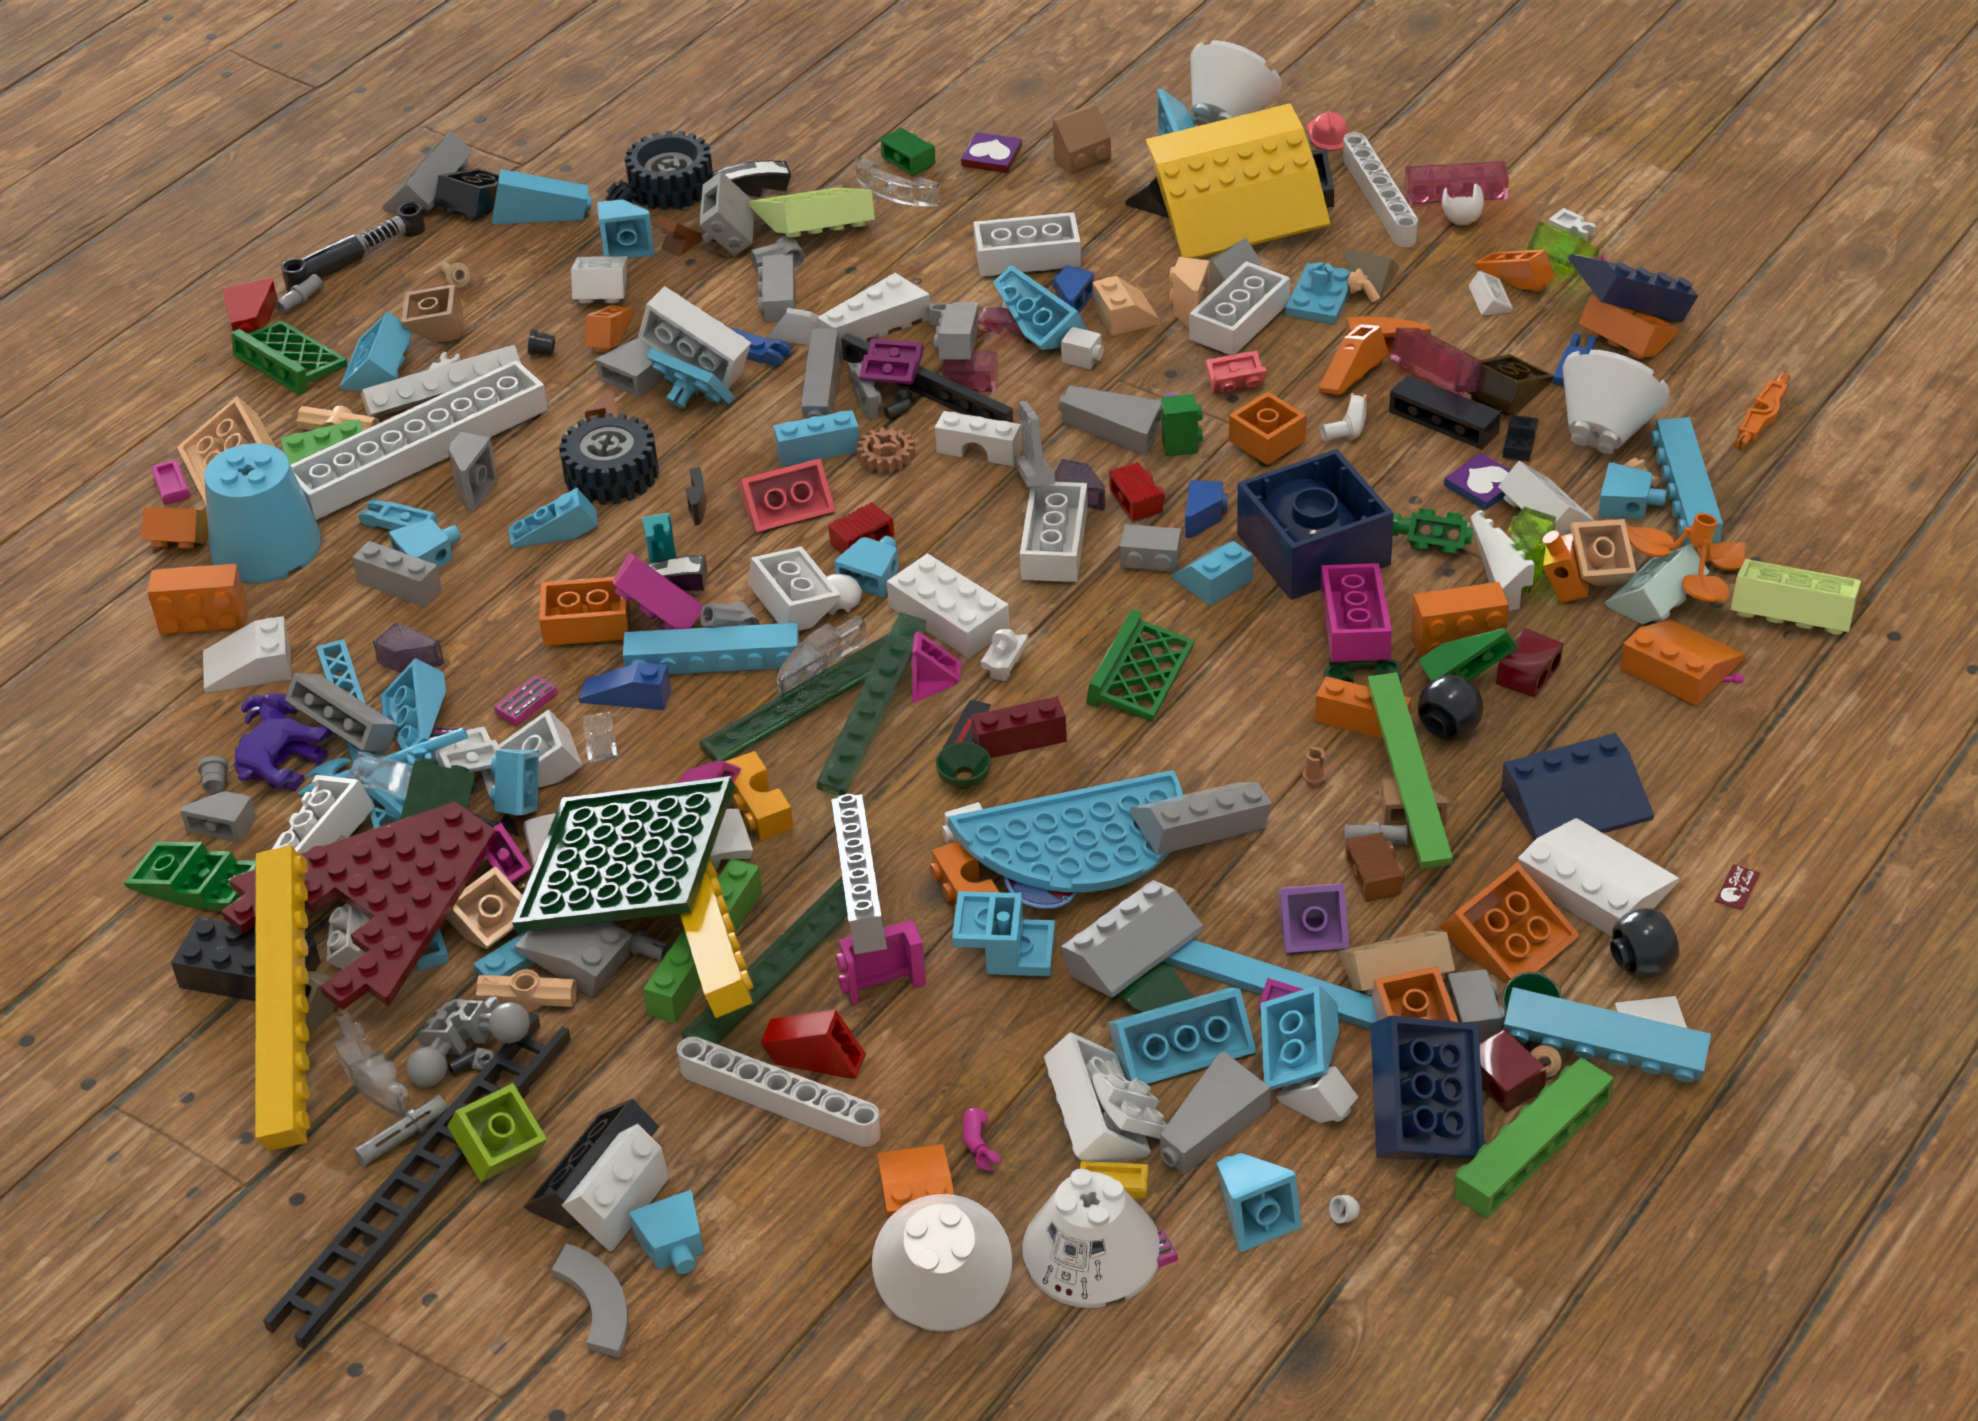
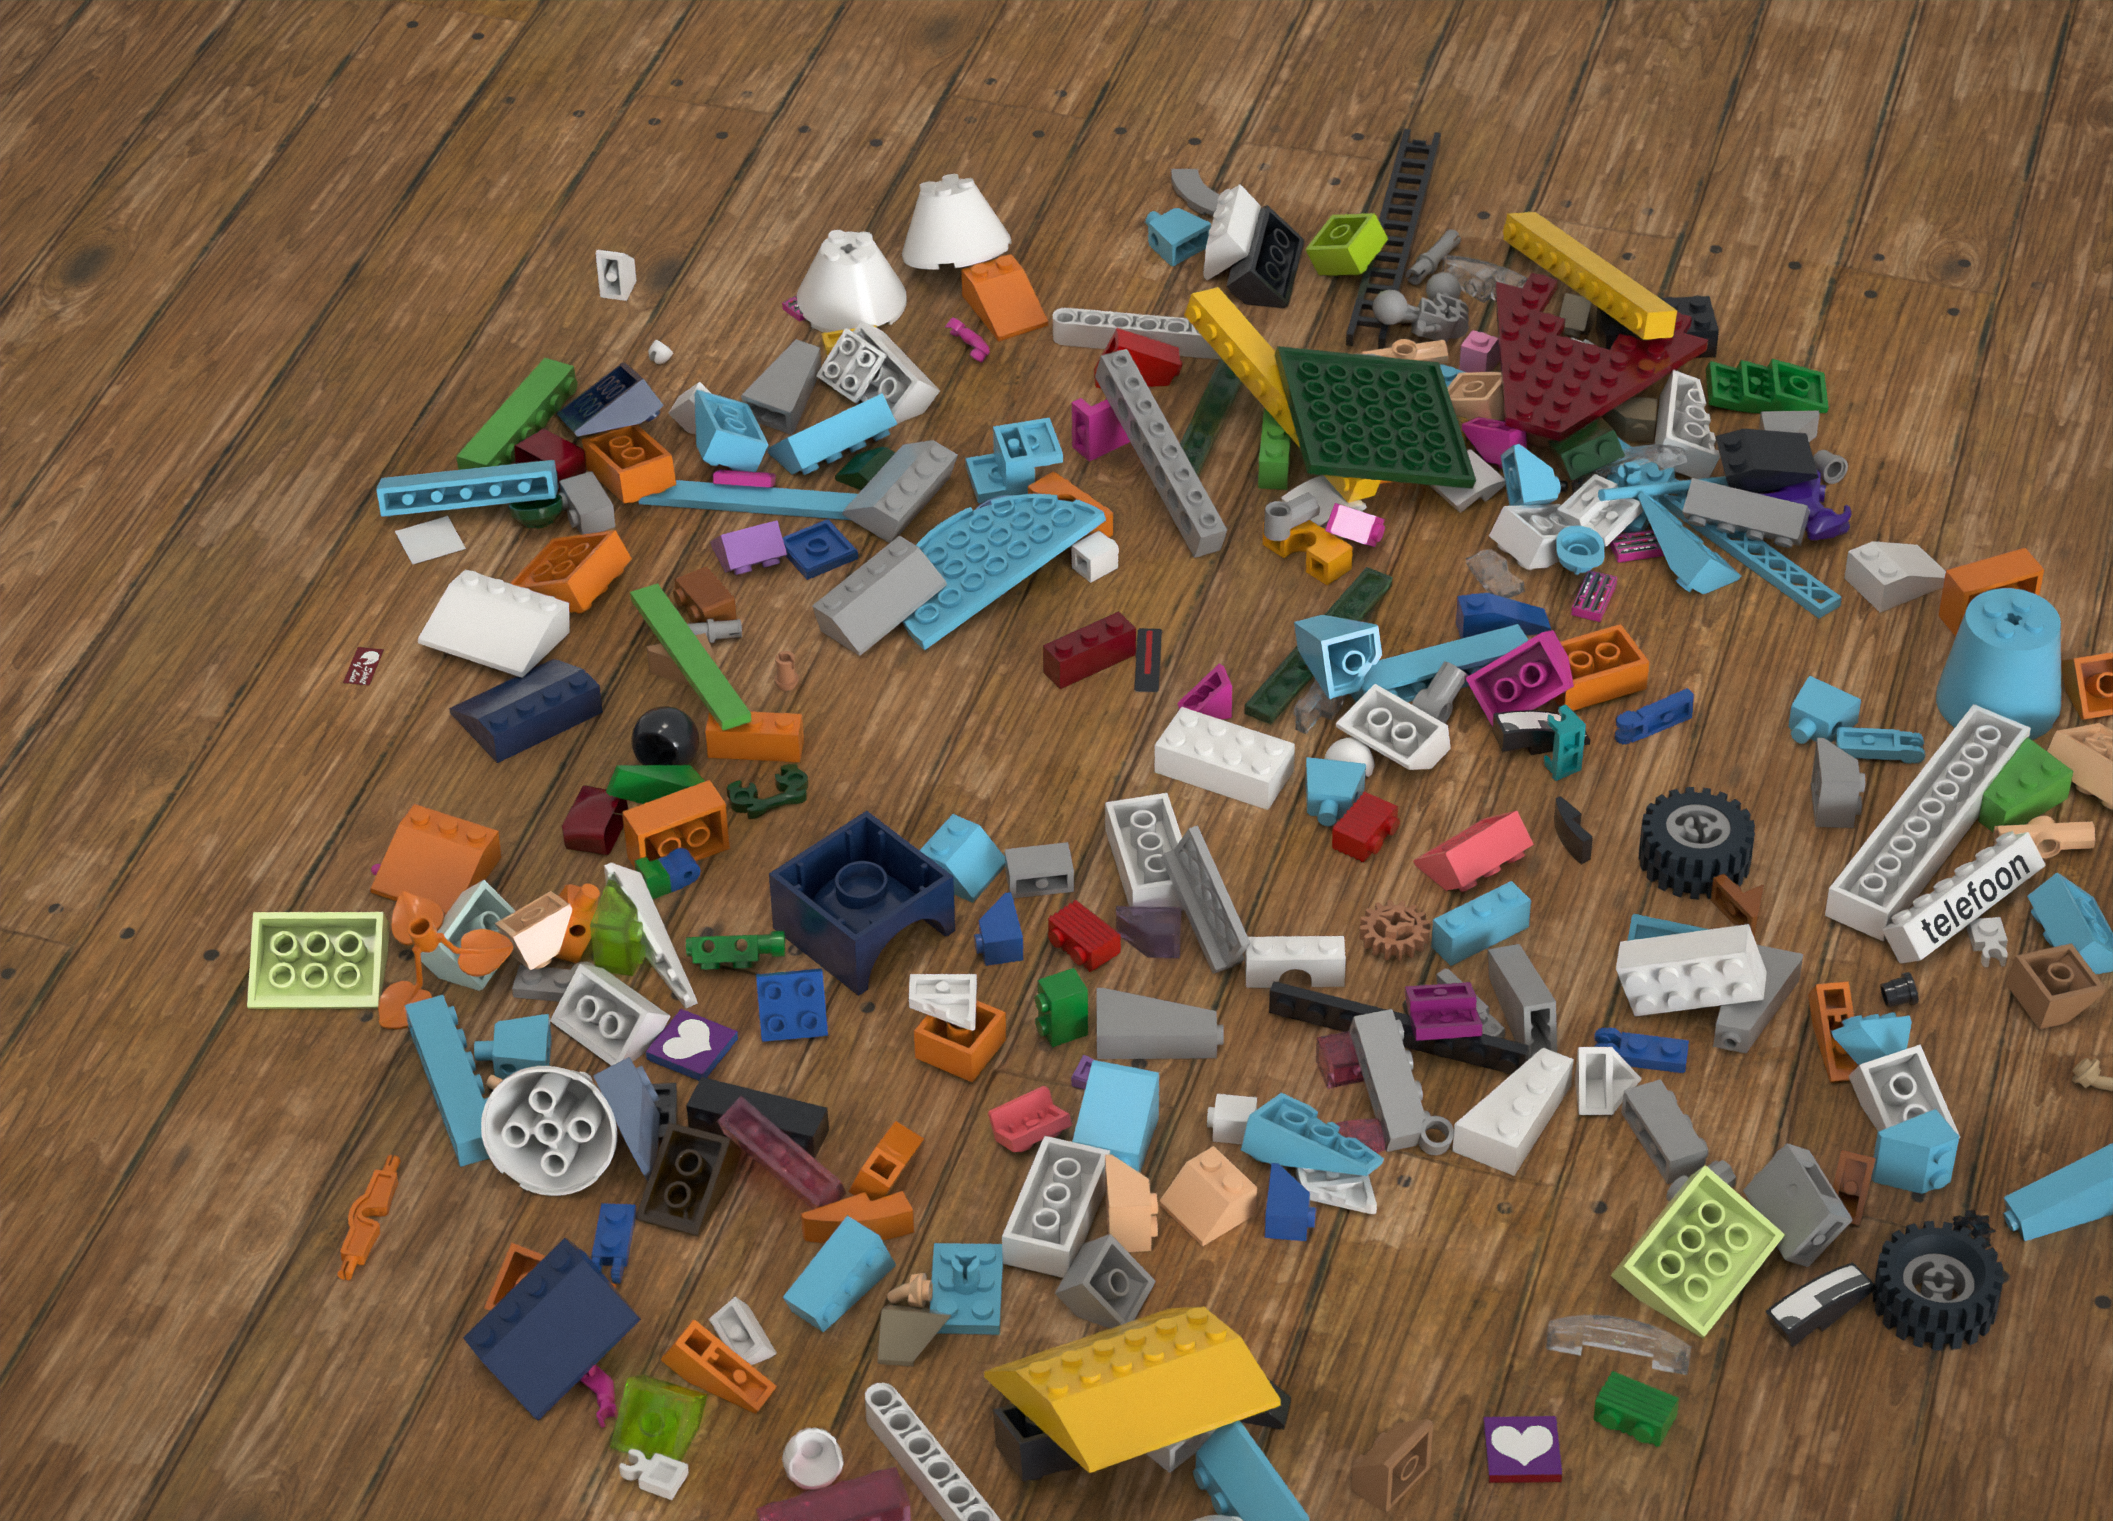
camera: 160 degrees right, 0 degrees up
(286, 746) = (1765, 459): none -> black slope
(397, 573) = (1841, 671): light grey brick -> none
(401, 645) = (1744, 608): slope -> none
(438, 981) = (1479, 353): none -> bright pink slope
(518, 706) = (1579, 549): none -> medium azure piece
(558, 521) = (1702, 767): medium azure slope -> none
(559, 570) = (1654, 717): none -> blue hinge
(589, 299) = (1873, 1036): none -> medium azure slope
(776, 783) = (1283, 516): none -> light grey piece
(807, 629) = (1338, 651): none -> medium azure slope
(870, 706) = (1246, 647): clear green plate -> none
(963, 758) = (1127, 599): dark green piece -> none
(1003, 653) = (1139, 720): white hips -> none
(1027, 243) = (1377, 1255): white brick -> none
(1120, 652) = (1022, 759): green fence -> none
(1170, 355) = (1119, 1111): none -> medium azure slope
(1240, 912) = (818, 549): none -> blue tile
(1258, 1199) = (731, 331): medium azure slope -> none
(1274, 419) = (945, 997): none -> white wing
(1352, 423) = (863, 1083): white arm -> none
(1355, 612) = (783, 808): dark pink brick -> none
(1374, 1324) = (615, 274): none -> white slope
(1396, 470) = (792, 1005): none -> blue plate
(1396, 957) = (665, 527): tan slope -> none
(1413, 295) = (839, 1274): none -> medium azure wedge
(1548, 400) = (634, 1109): none -> sand blue slope
(1644, 943) = (439, 560): black wheel -> none

